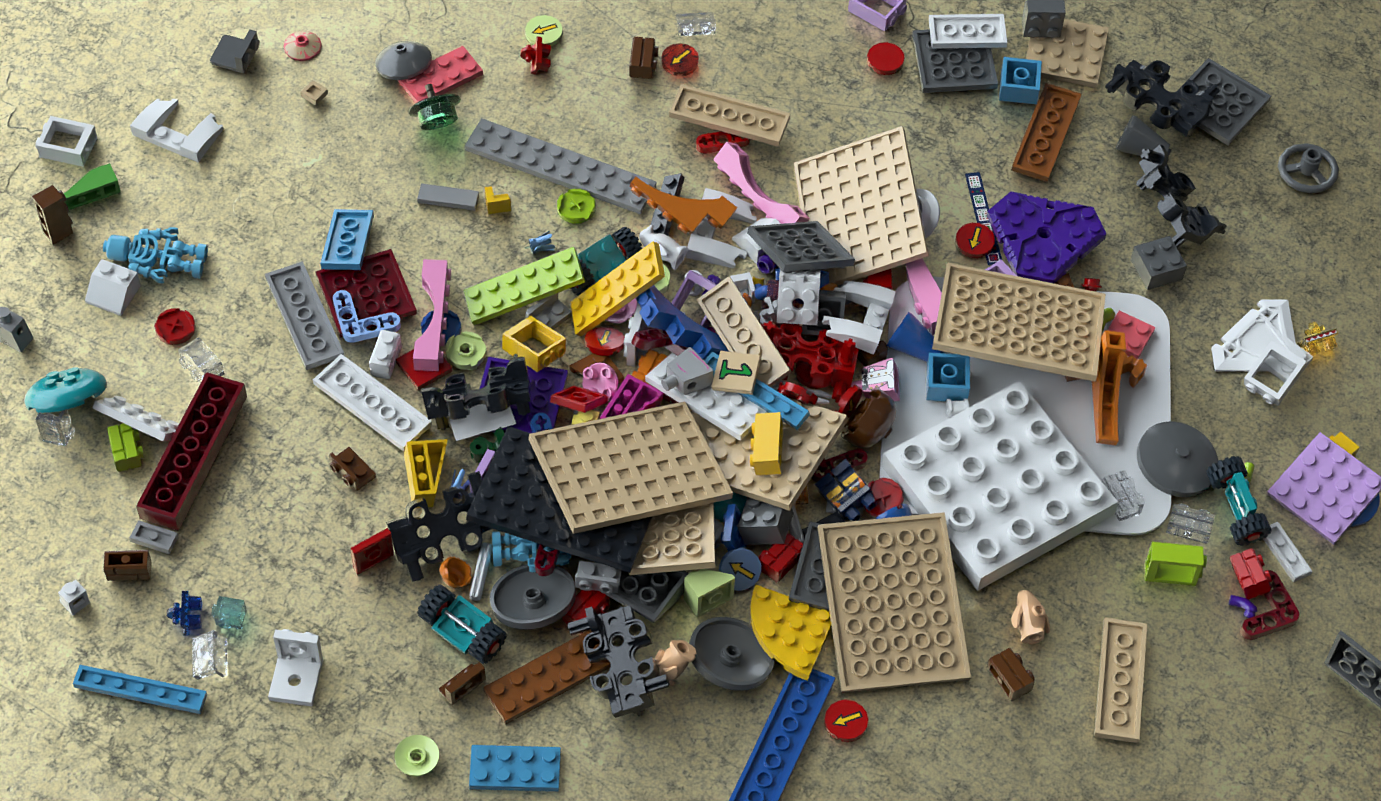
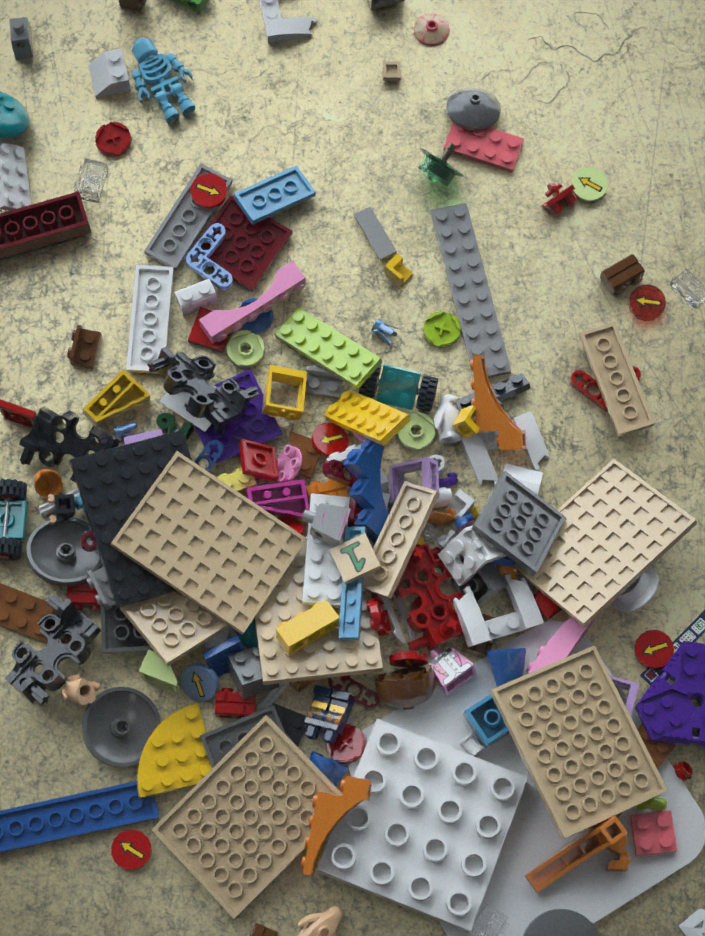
camera: 55 degrees right, 15 degrees up
(297, 282) = (208, 191): none -> red tile
(490, 570) = (64, 507): none -> black piece
(679, 232) = (464, 422): none -> yellow panel
(736, 165) = (572, 418): bright pink arch -> none
(943, 531) = (328, 813): none -> orange arch

